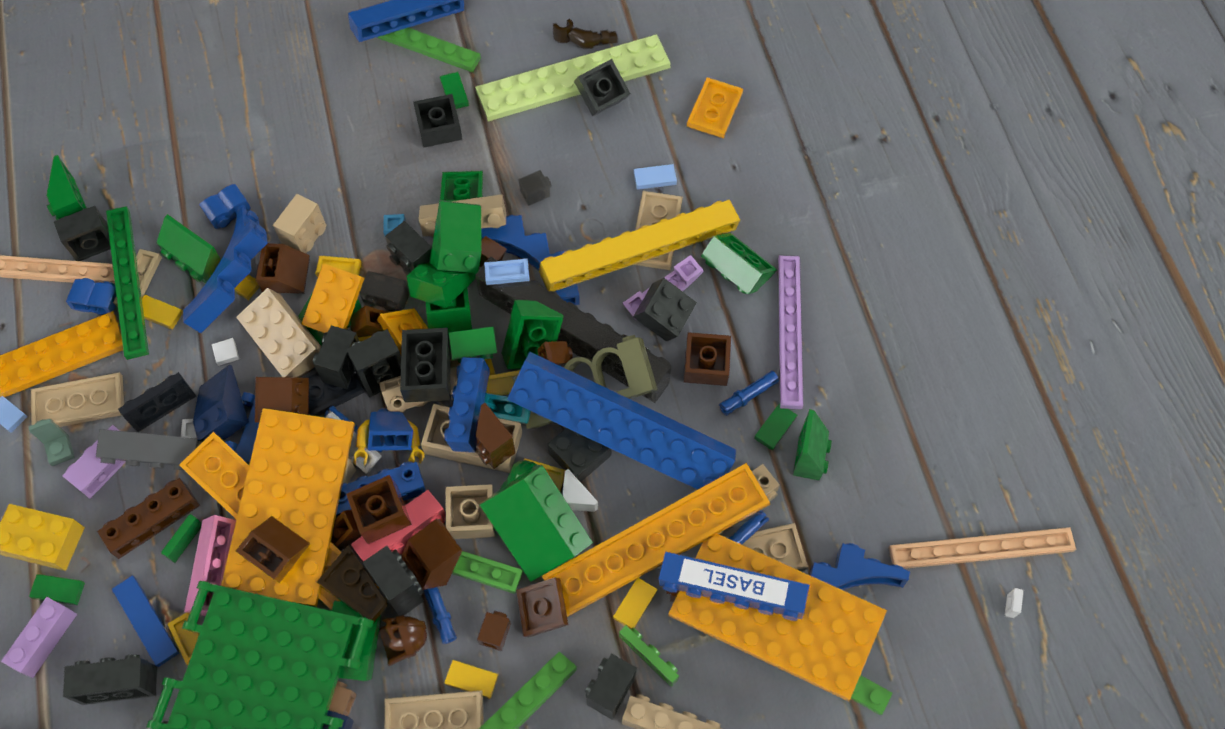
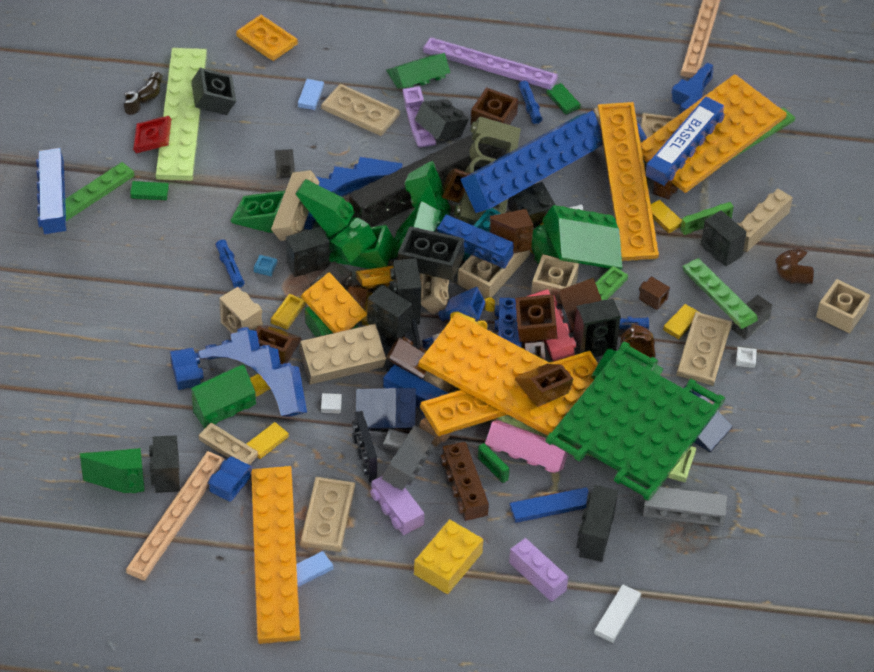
camera: 70 degrees left, 15 degrees down
(54, 439) = (365, 533): sand green bracket -> none
(58, 589) = (497, 558): green tile -> none
(127, 283) = (239, 444): green plate -> none
(184, 639) = (577, 480): yellow tile -> none
(353, 586) = (587, 357): dark brown wing -> none
(386, 188) = (227, 257): none -> blue pin
(437, 120) = (182, 203): pearl dark grey brick -> none
(506, 271) = (370, 186): light blue tile -> none
(526, 62) = (152, 134): none -> red tile
(542, 607) = (647, 260): reddish brown plate -> none
(638, 245) = (378, 116): yellow brick -> none
(812, 448) = (594, 78): green slope -> none
(1014, 603) = (748, 26): white tile -> none

